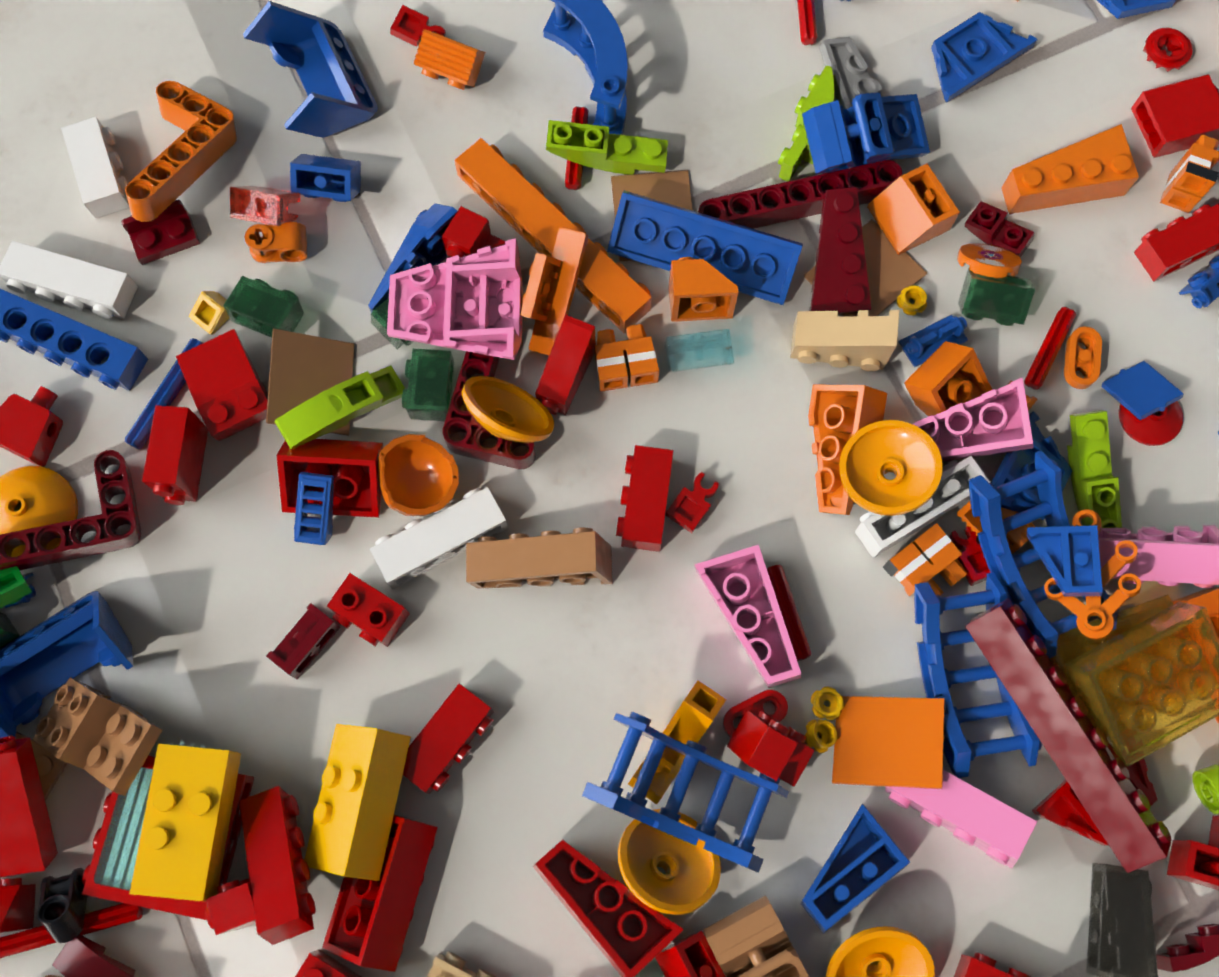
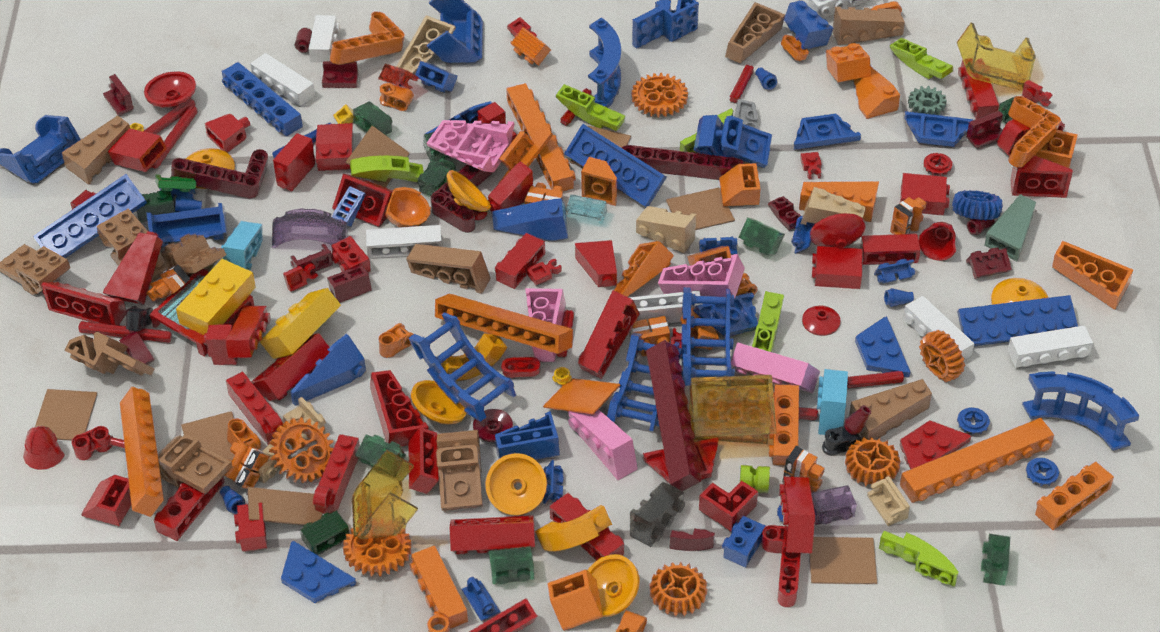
camera: 25 degrees right, 25 degrees down
(31, 612) = (187, 204): none -> blue cone
(63, 182) = (303, 40): none -> dark red brick
(83, 814) = (171, 281): none -> orange hips
(171, 673) = (243, 244): none -> medium azure wedge
(271, 586) = (308, 225): none -> clear purple windscreen
(273, 100) = (417, 49): none -> tan wedge
(300, 689) = (297, 276): none -> red plate
(392, 665) = (349, 283): none -> dark red hinge
(446, 739) = (358, 320): red brick -> none
(468, 854) = (335, 370): none -> blue wedge
(528, 748) = (394, 340): none -> orange piece
(637, 407) = (540, 219): none -> blue wedge
(696, 76) = (659, 94): none -> orange gear
(706, 663) = (505, 323): none -> orange brick
(771, 747) = (515, 366): red brick -> none
(772, 449) = (598, 261): none -> red slope
(791, 865) = (494, 423): none -> dark red dish
(827, 735) = (549, 386): yellow plate -> none
(840, 259) = (689, 188): dark red wing -> none
(878, 610) = (609, 334): none -> red wedge
(896, 449) = (649, 276): light orange dish -> none
(915, 293) = (717, 226): yellow plate -> none
(915, 916) = (554, 476): none -> blue hinge
(986, 118) = (811, 163): none -> red plate
(989, 260) = (767, 219): orange tile -> none
(1050, 348) = (781, 271): red axle -> none
(1051, 265) = (801, 238): none -> blue hinge
(1070, 557) = (718, 338): blue wing -> none
(1079, 209) = (824, 204): none -> tan wedge
(1083, 360) = (796, 280): orange plate -> none
(1093, 603) = (717, 368): orange plant -> none
(1123, 256) = (838, 230): none -> red dish
(1133, 307) = (837, 267): none -> red brick
(1142, 390) = (819, 303): blue piece -> none

